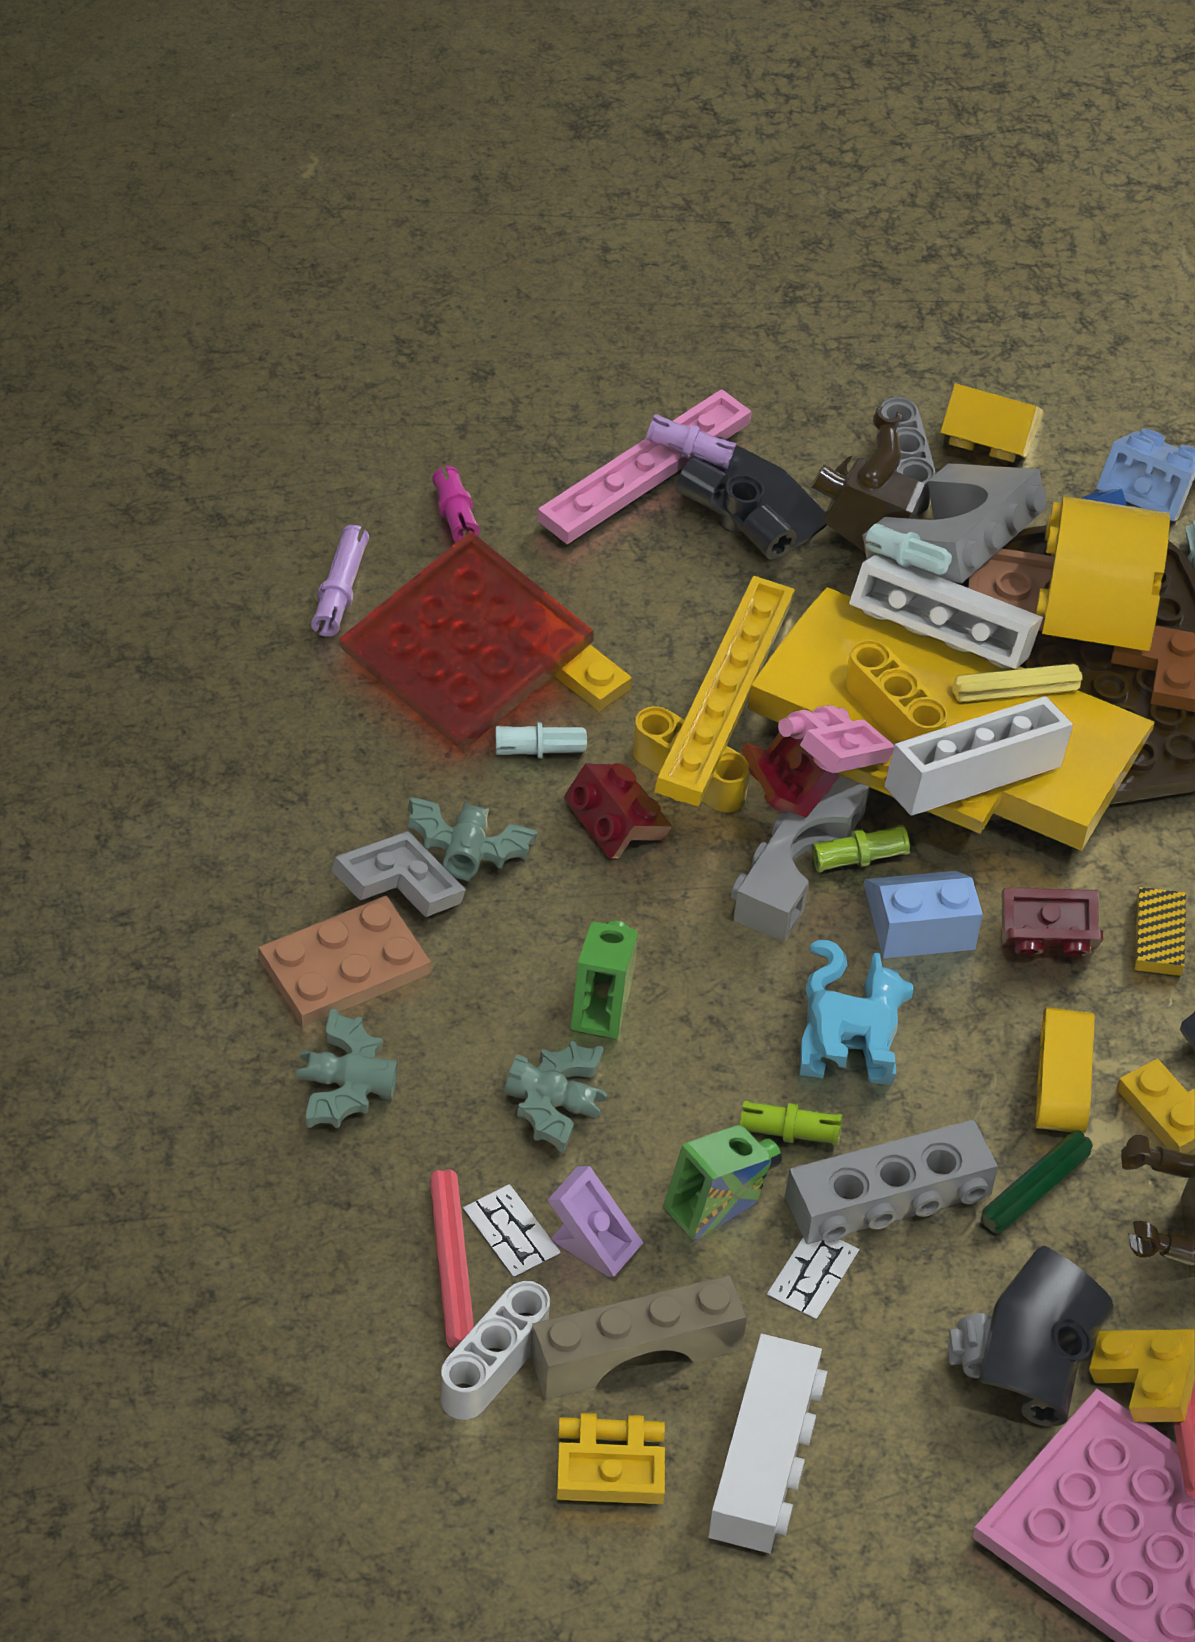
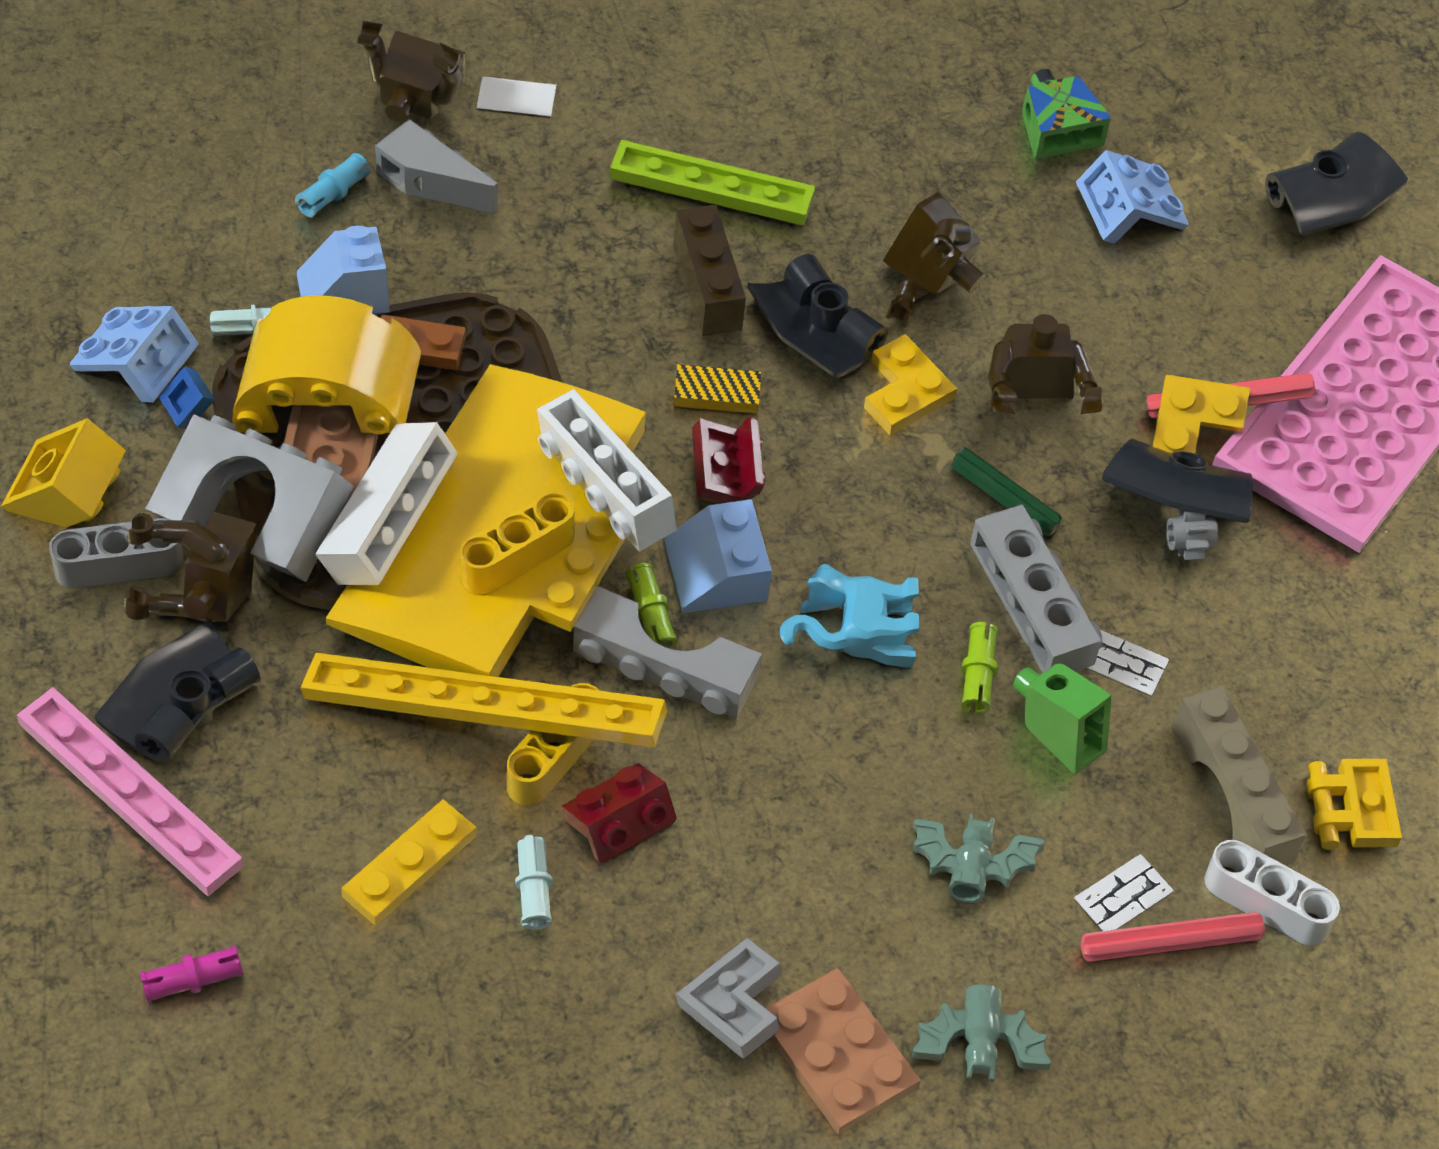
camera: 95 degrees left, 5 degrees up
(337, 591) = (305, 1083): lavender pin -> none
(466, 841) = (682, 940): sand green animal -> none
(467, 640) = (412, 947): clear red plate -> none
(593, 1223) = (1122, 823): lavender slope -> none
(610, 958) = (846, 806): bright green torso -> none
(690, 441) = (114, 736): lavender pin -> none
(766, 1443) = (1324, 683): white brick -> none
(788, 775) = (600, 637): dark red bracket -> none
(835, 739) = (598, 576): bright pink plate -> none
(908, 549) = (330, 518): light aqua axle -> none
(1017, 683) = (468, 457): light yellow axle -> none
(1065, 1070) = (890, 462): yellow beam -> none

